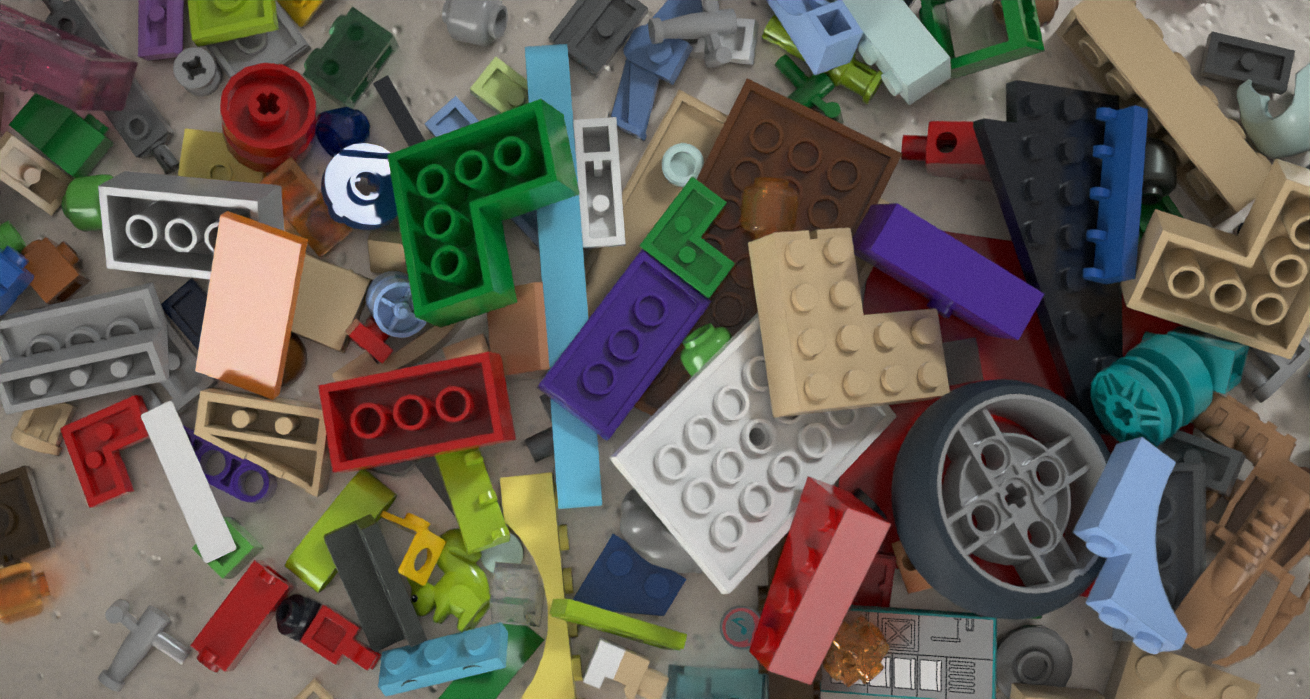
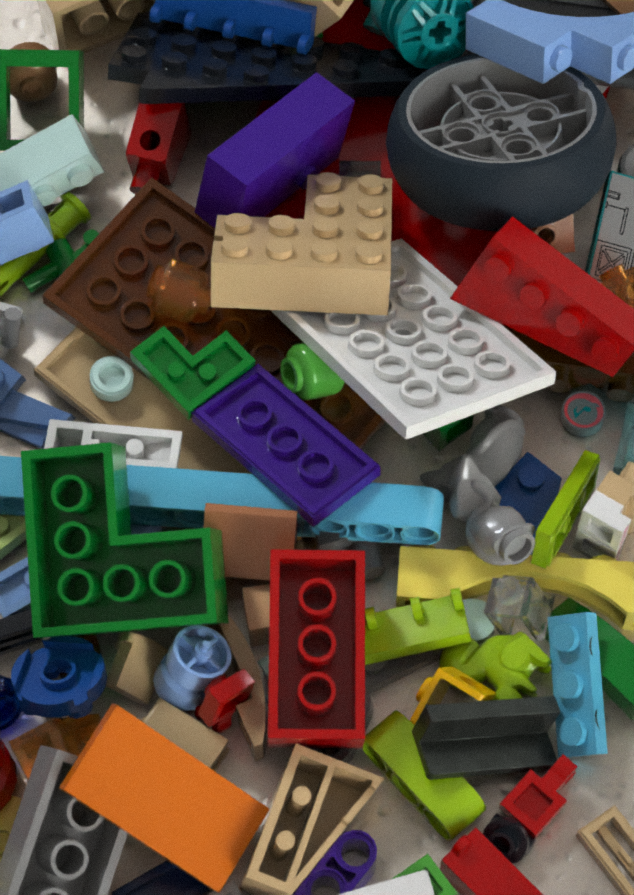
camera: 80 degrees left, 20 degrees down
(576, 556) = (492, 531): none -> light grey animal

